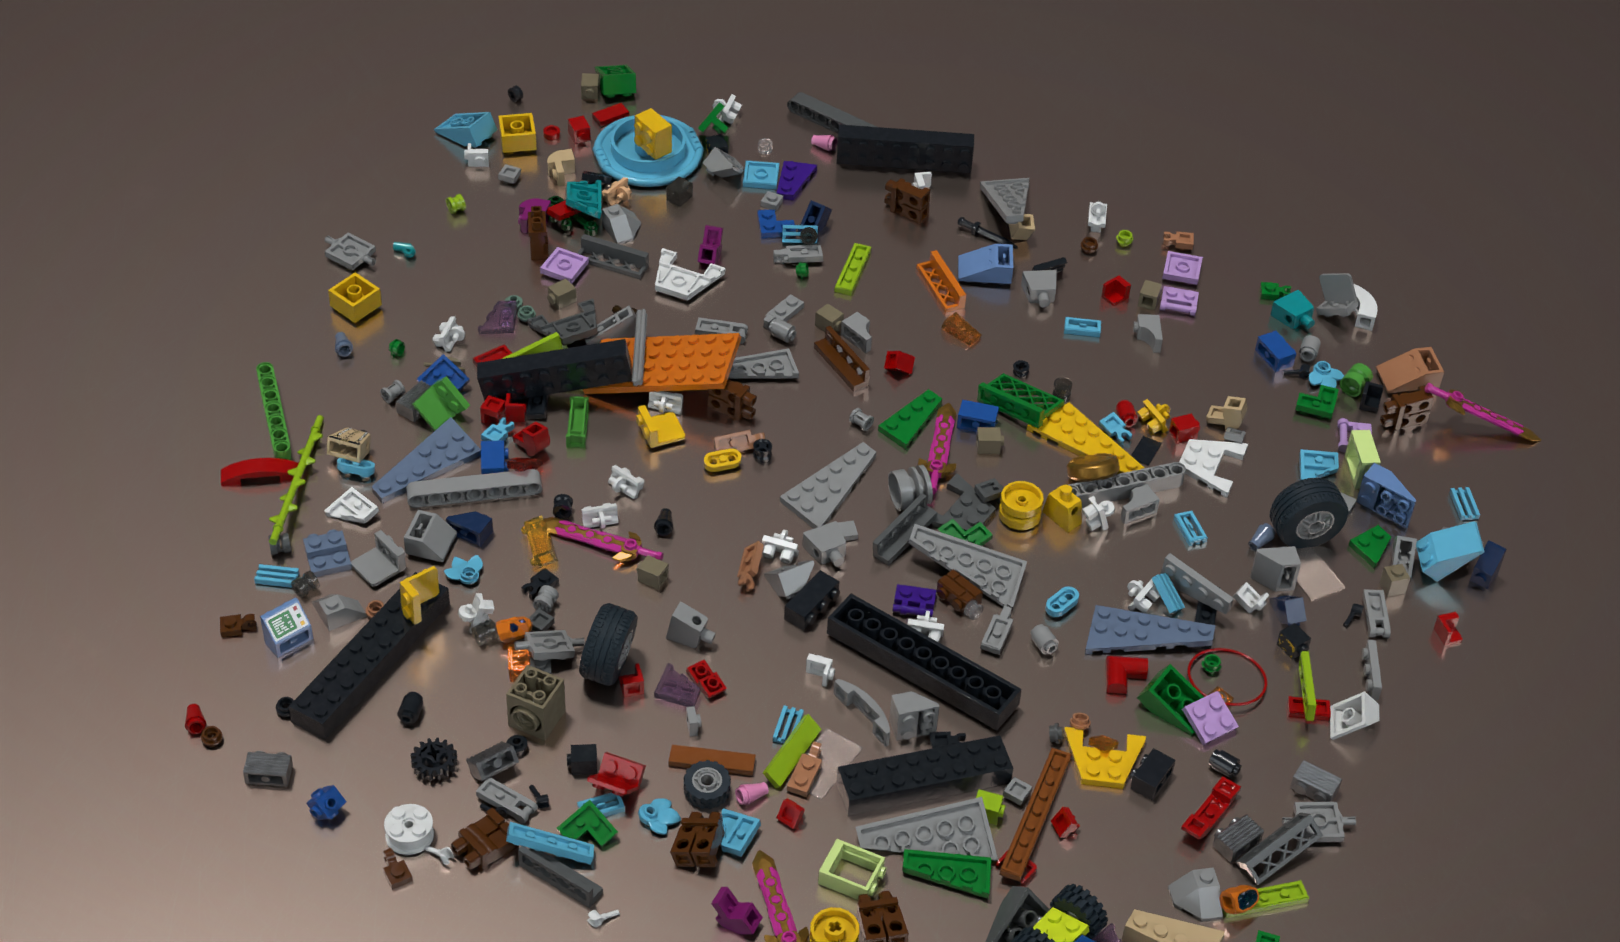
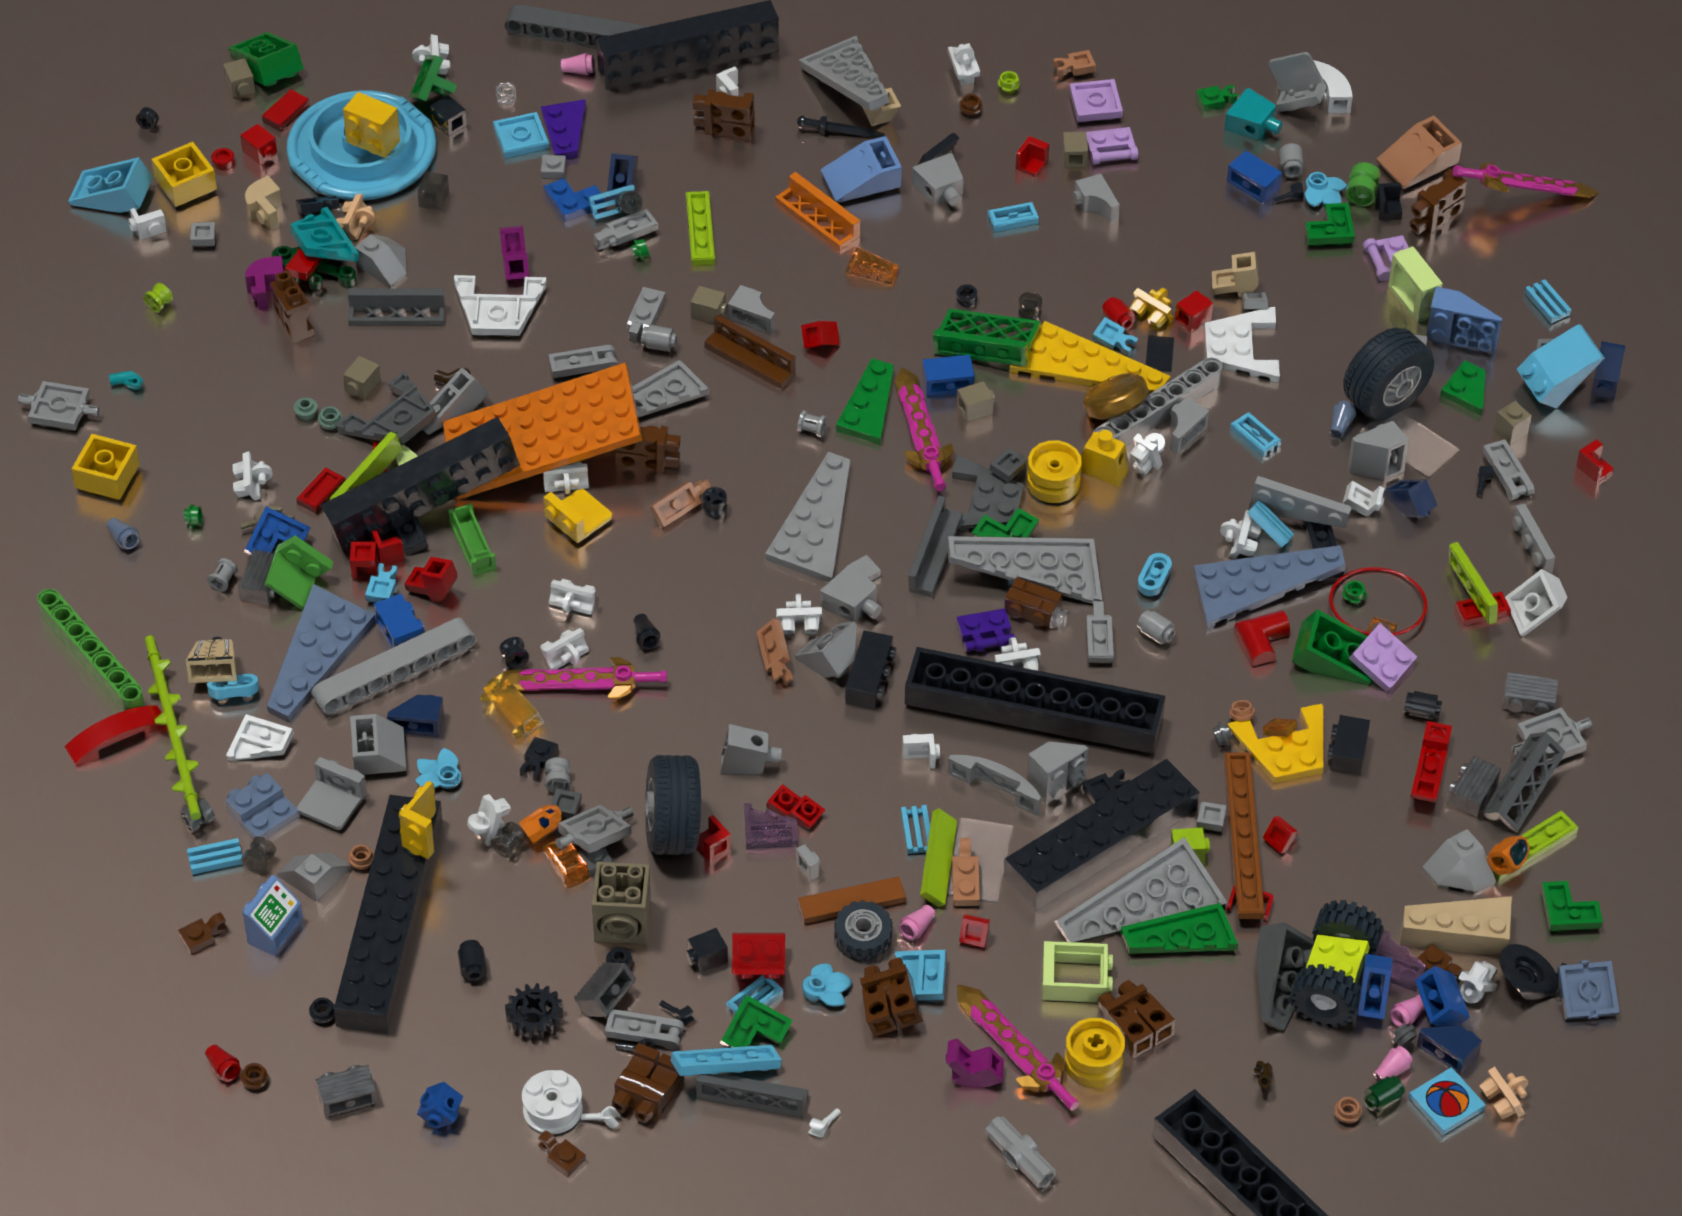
camera: 20 degrees left, 5 degrees up
(500, 319) = (303, 435): clear purple wing -> none
(522, 464) = (441, 615): clear red slope -> none
(564, 265) = (342, 337): lavender plate -> none
(639, 347) = (505, 417): light grey axle -> none
(652, 572) = (665, 698): dark tan brick -> none
(721, 460) = (671, 530): yellow plate -> none
(722, 164) = (469, 136): light grey slope -> none
(908, 485) = (916, 491): light grey wheel -> none
(1293, 641) = (1434, 534): black brick -> none
(1317, 463) = (1363, 307): medium azure wing -> none
(1404, 552) = (1508, 385): light grey arch -> none

